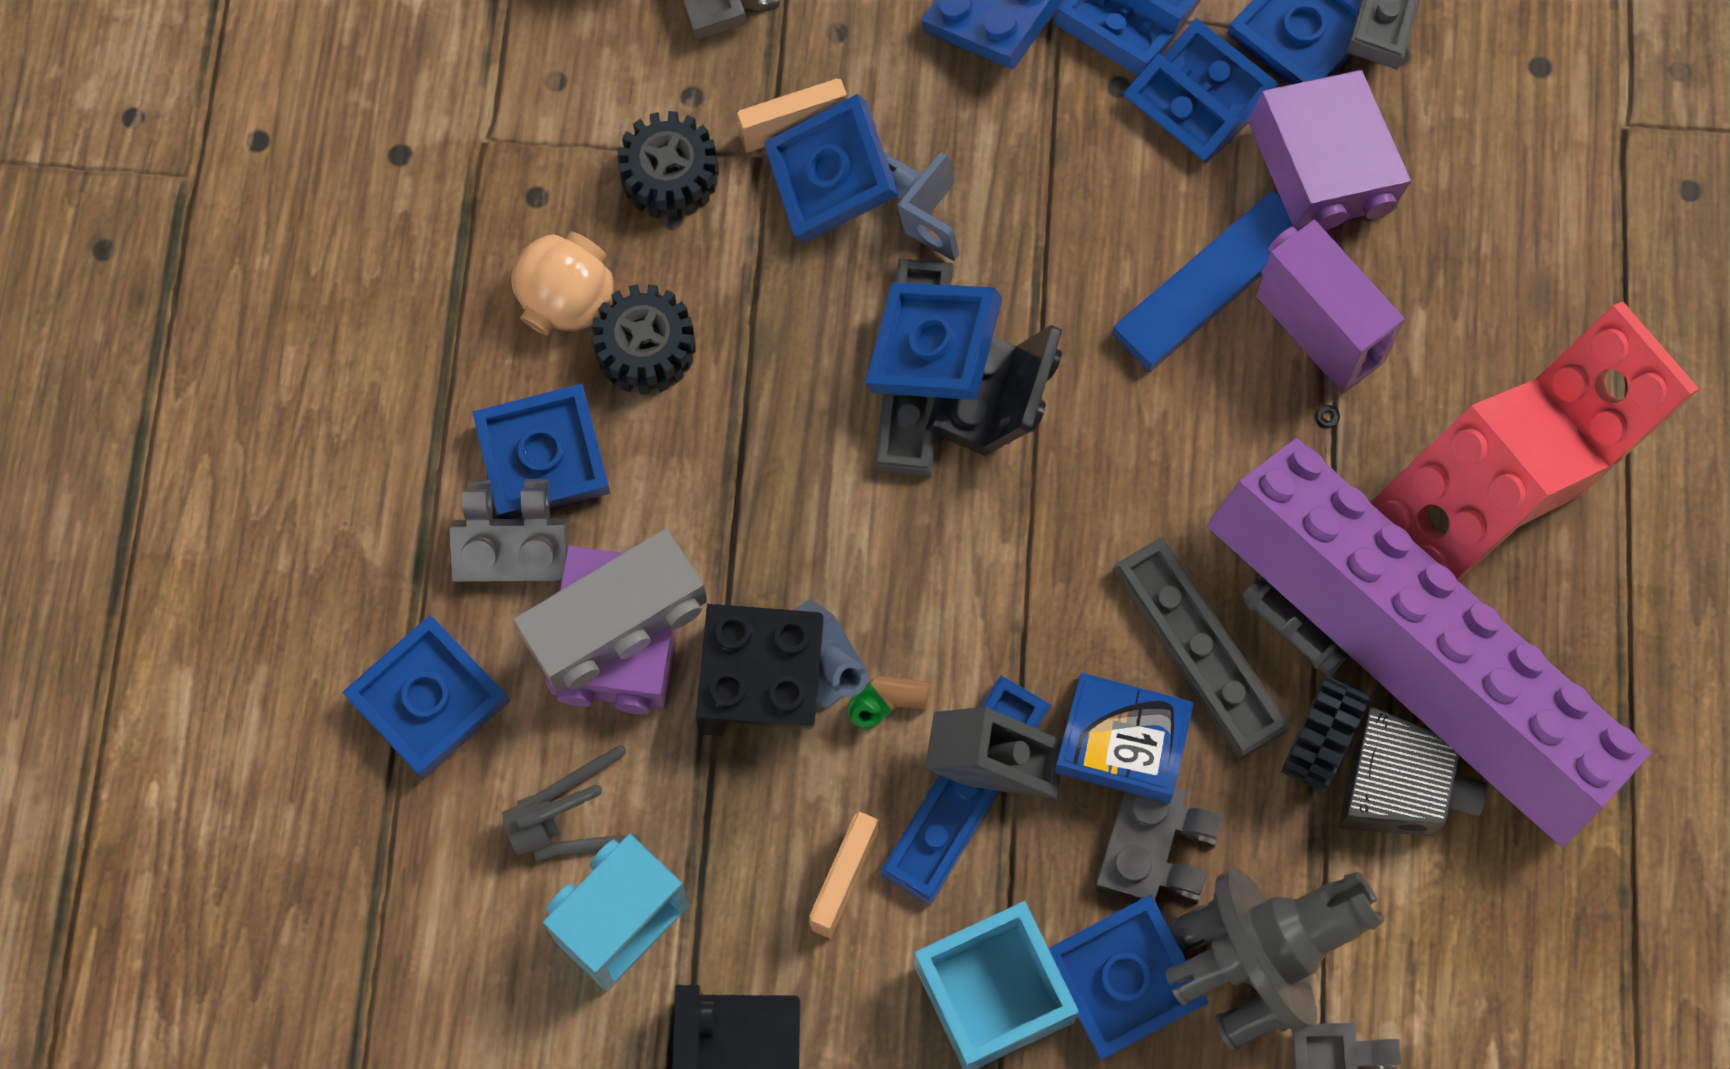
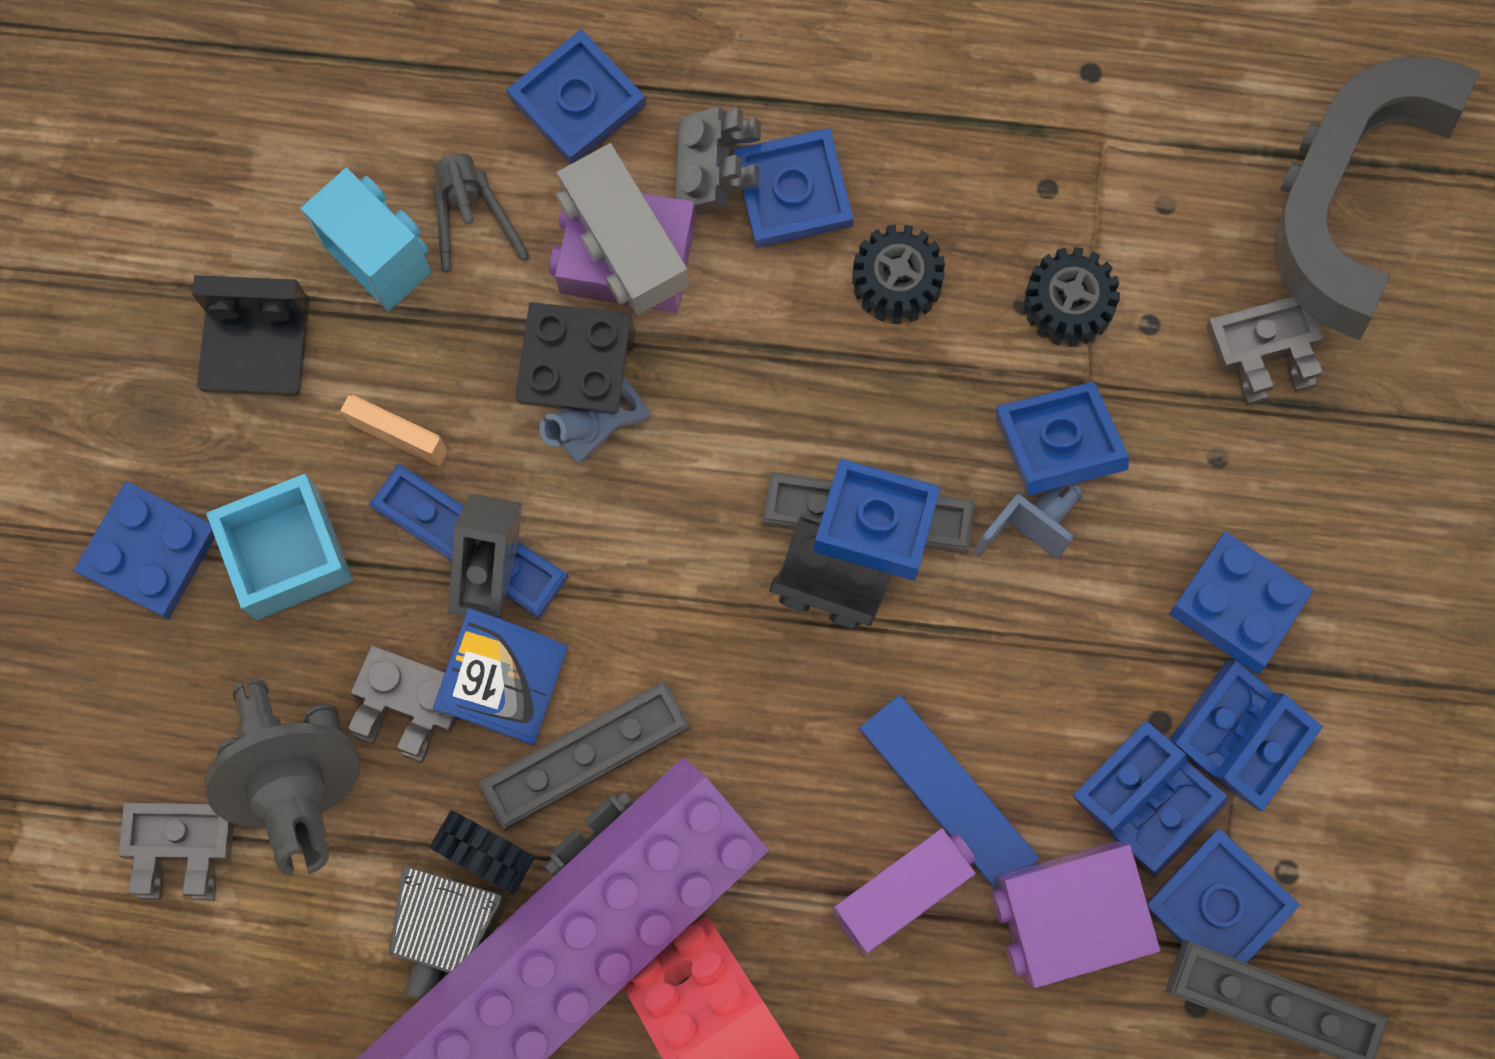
camera: 95 degrees right, 5 degrees up
(561, 283) = (953, 201): light nougat plant -> none
(782, 113) = (1121, 404): light nougat tile -> none
(883, 696) = (554, 471): arm -> none
(1120, 976) = (292, 654): blue plate -> none
(1323, 421) = (801, 896): dark grey piece -> none

